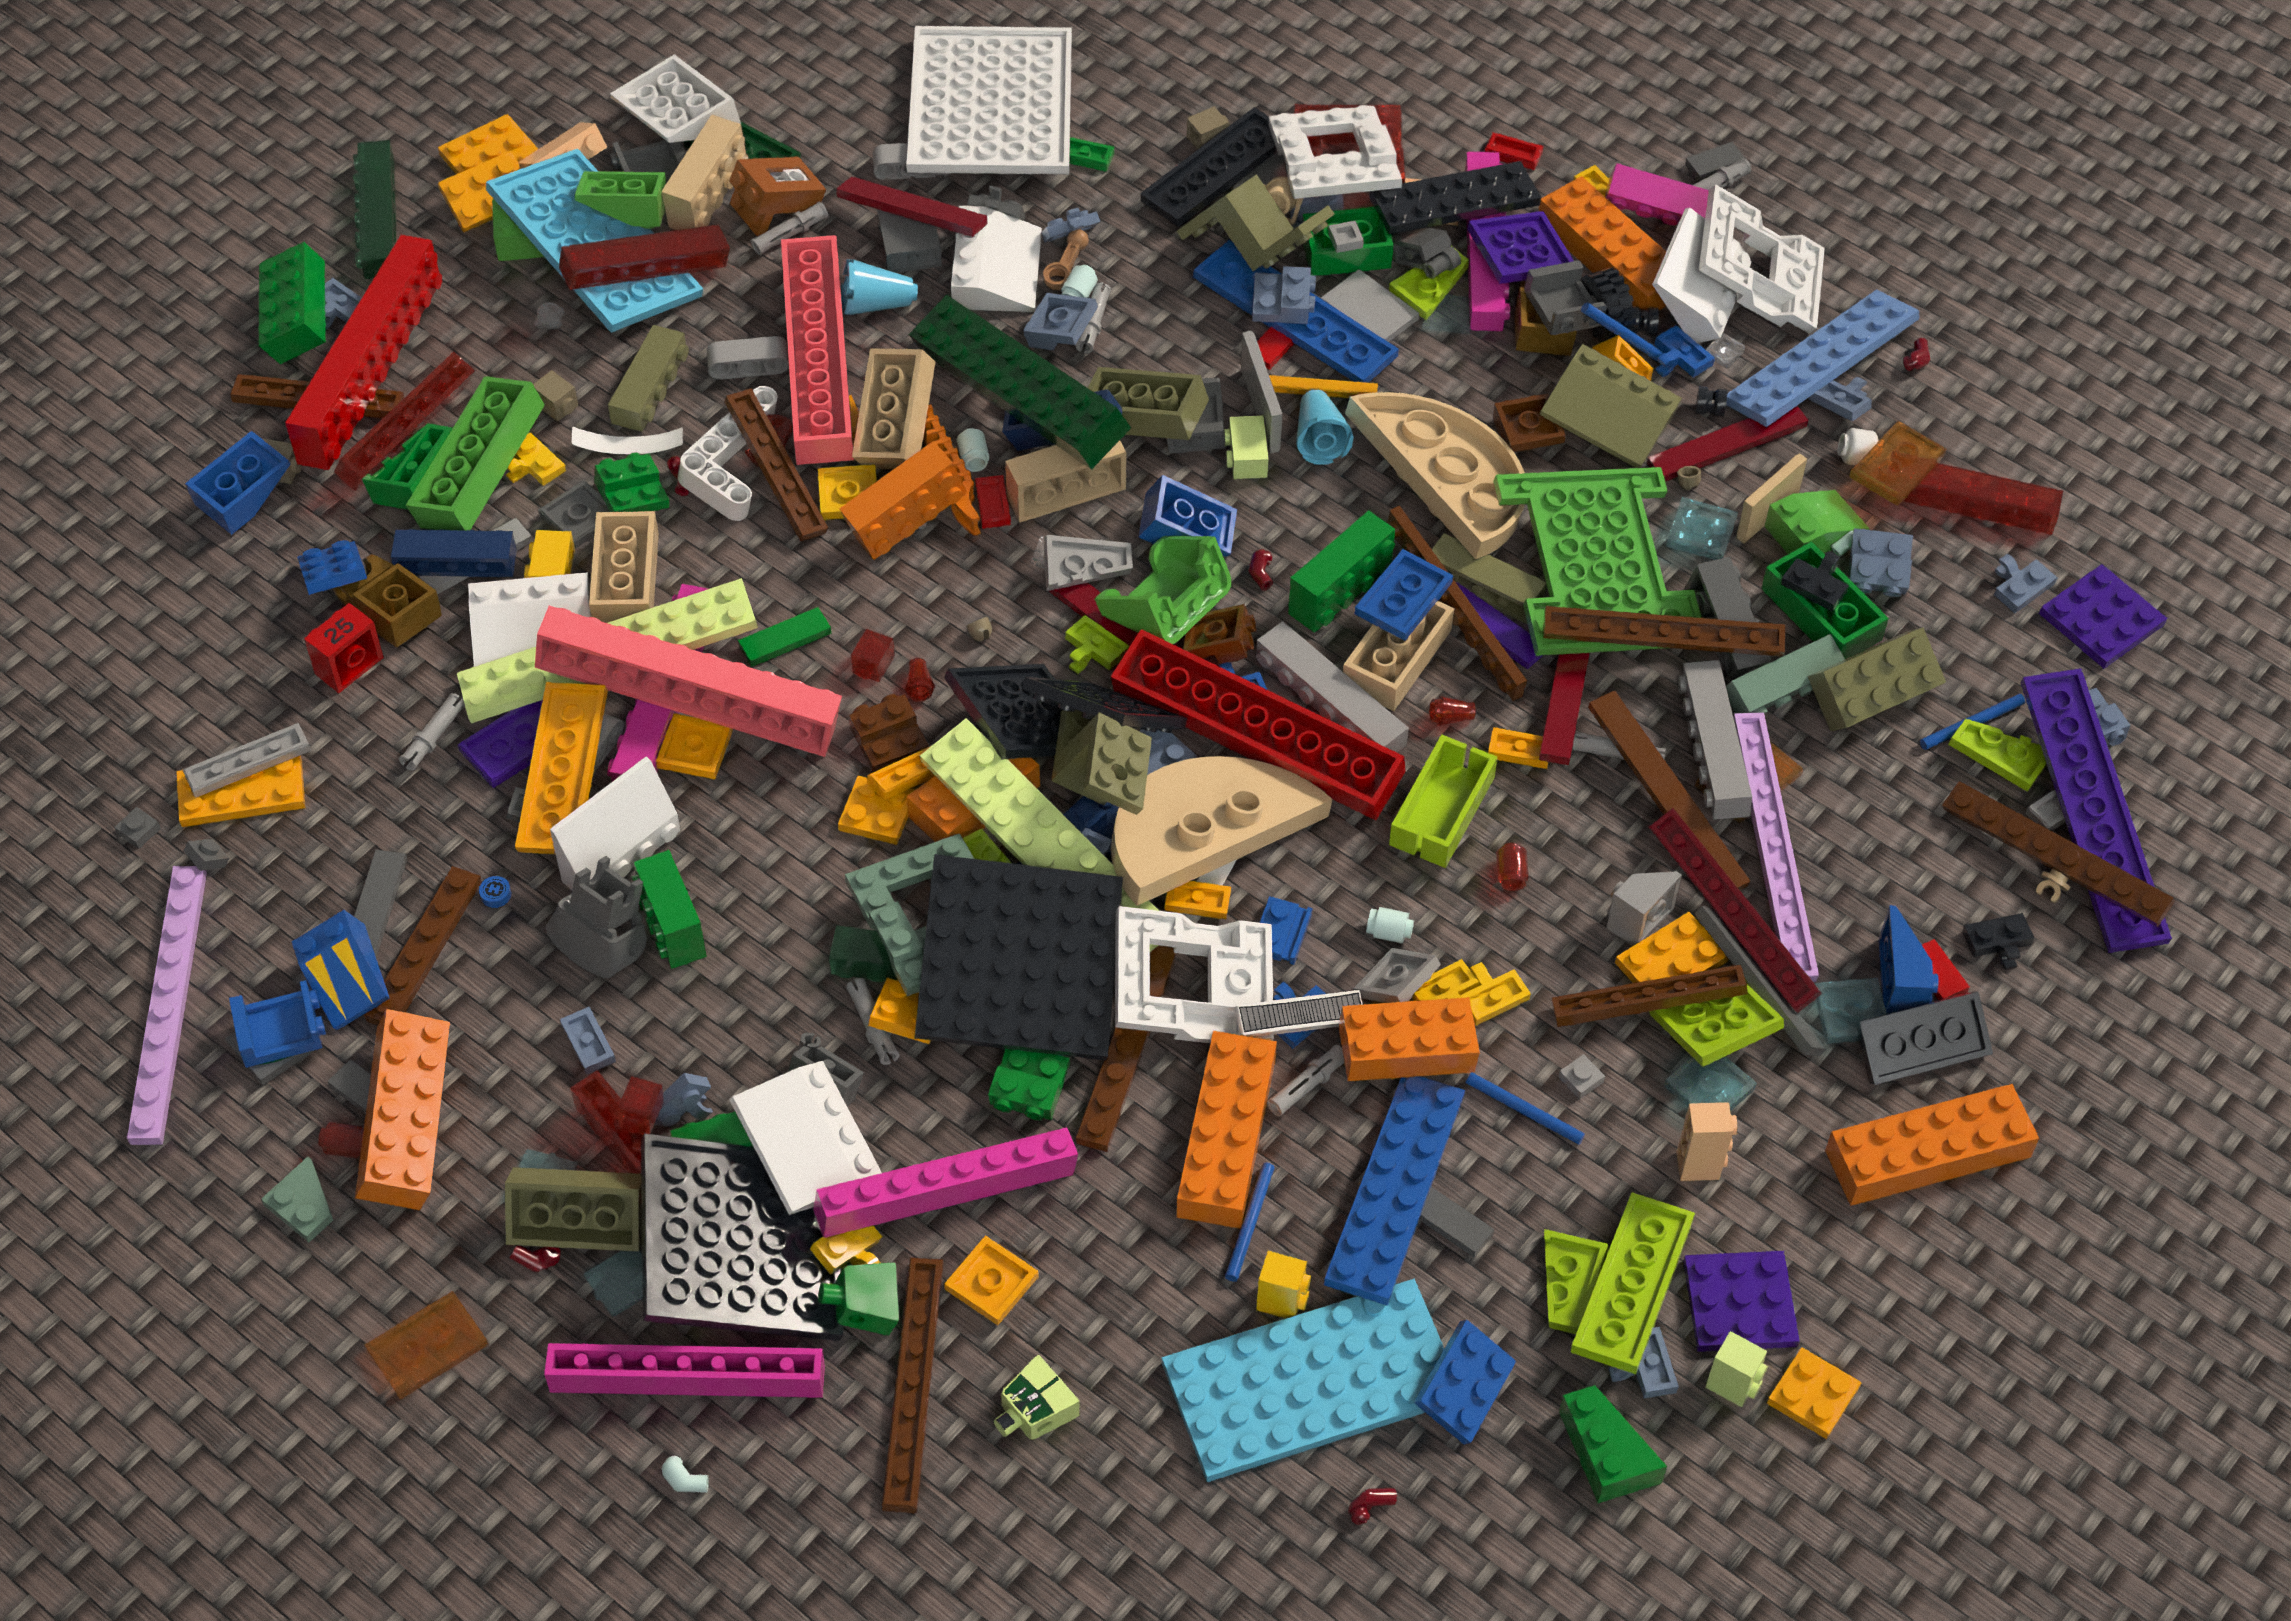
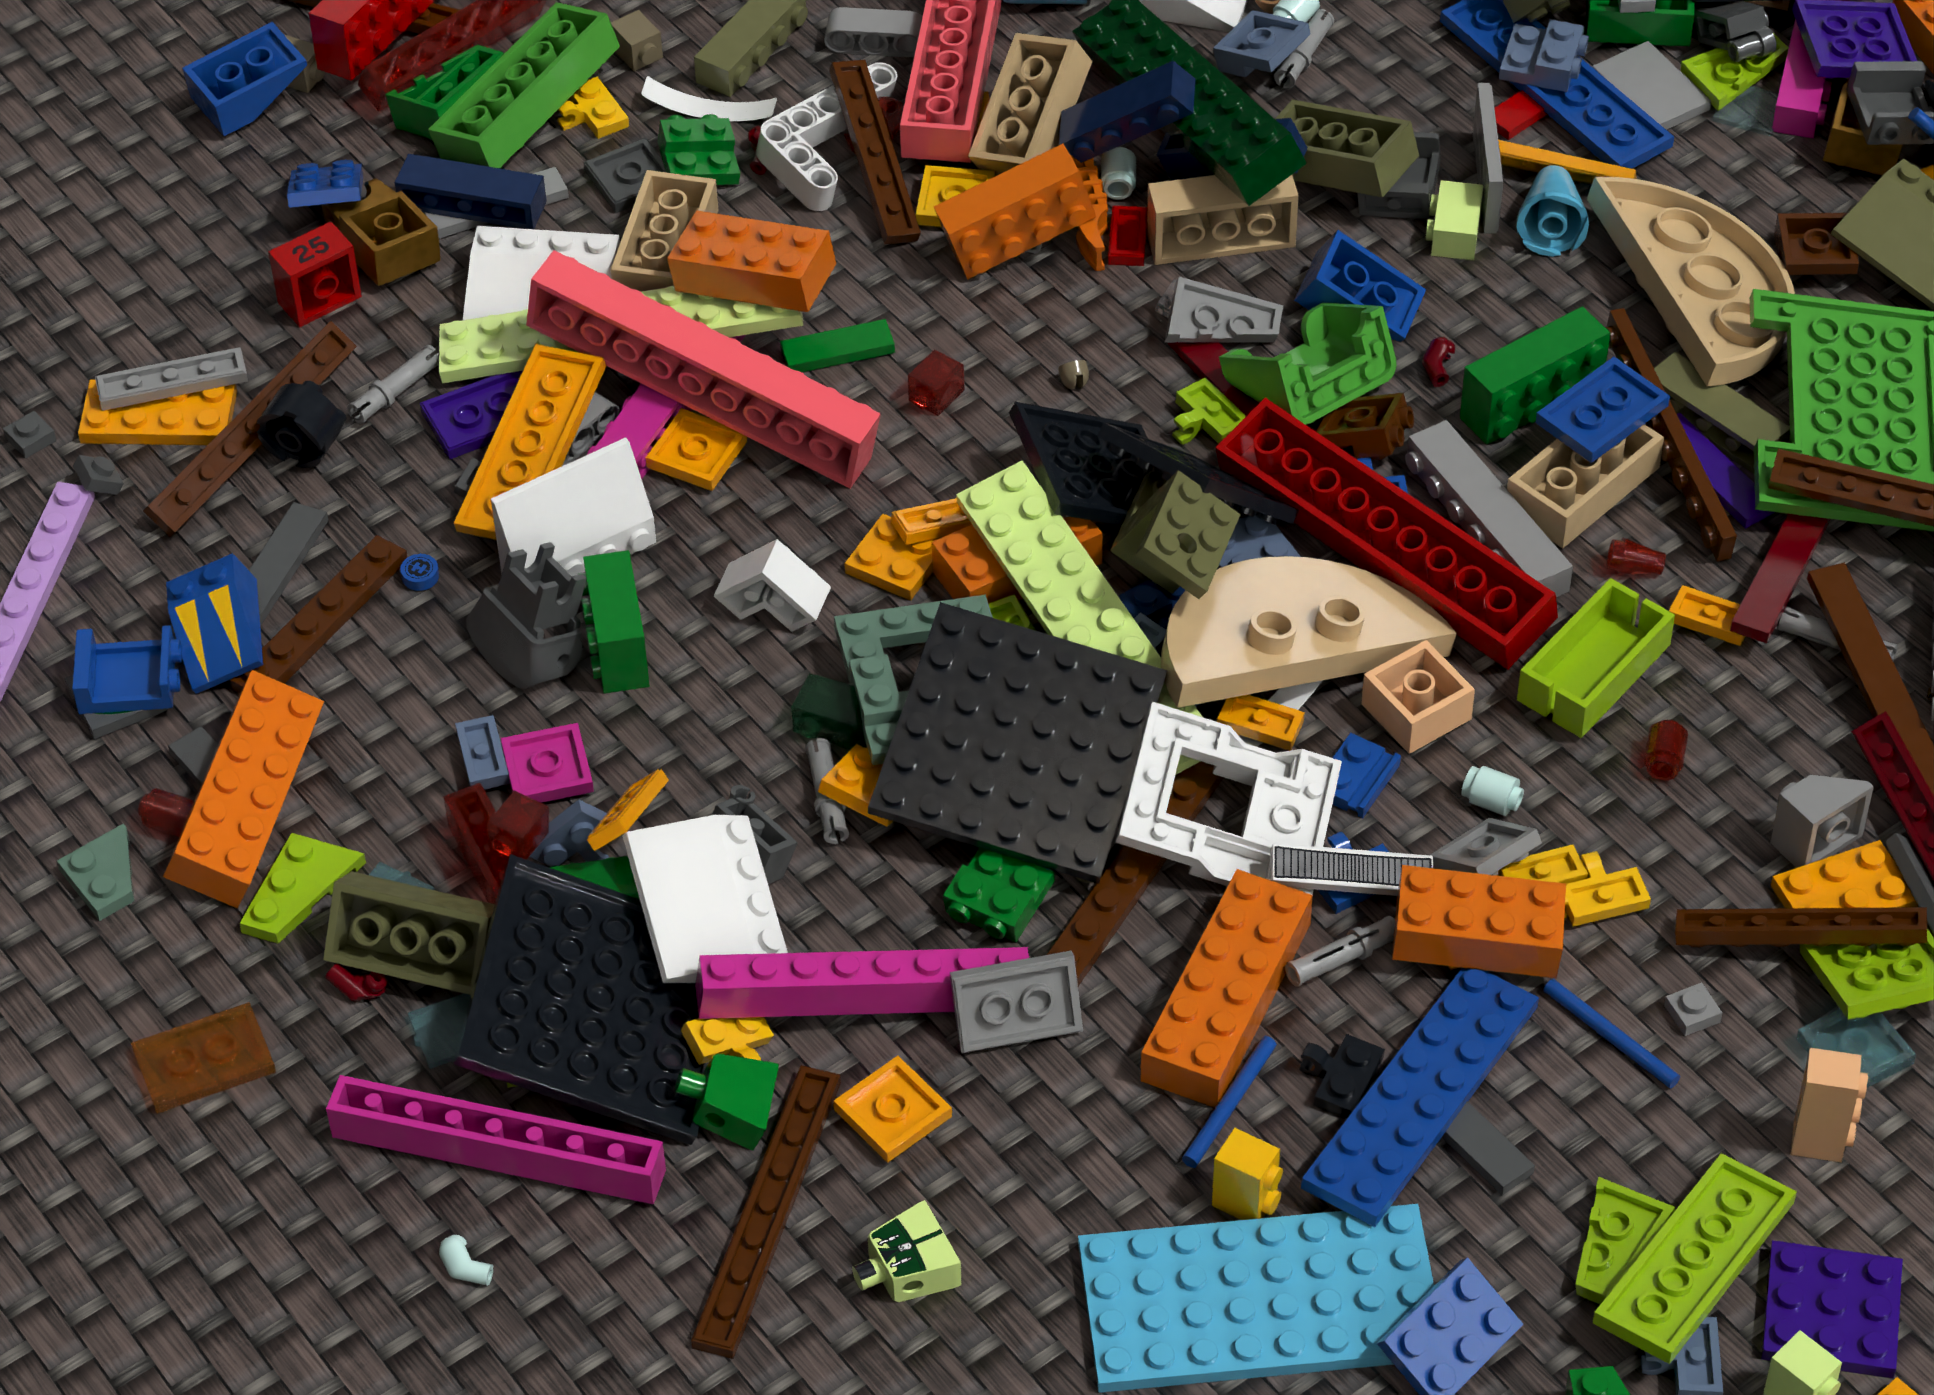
camera: 15 degrees right, 5 degrees down
(322, 792) = (240, 436): none -> reddish brown plate
(366, 782) = (300, 424): none -> black brick
(463, 1181) = (295, 884): none -> lime wing
(550, 554) = (585, 209): yellow brick -> none
(643, 1040) = (548, 763): none -> dark pink plate
(706, 582) = (752, 261): none -> orange brick
(722, 1071) = (627, 809): none -> light orange tile
(788, 852) = (774, 581): none -> white brick
(887, 731) = (930, 467): reddish brown plate -> none
(919, 681) = (984, 421): clear red cone -> none
(976, 403) = (1127, 111): none -> dark blue brick
(1068, 1174) = (1016, 1001): none -> light grey tile
(1315, 858) = (1417, 696): none -> light nougat brick
(1333, 1182) = (1345, 1075): none -> black plate

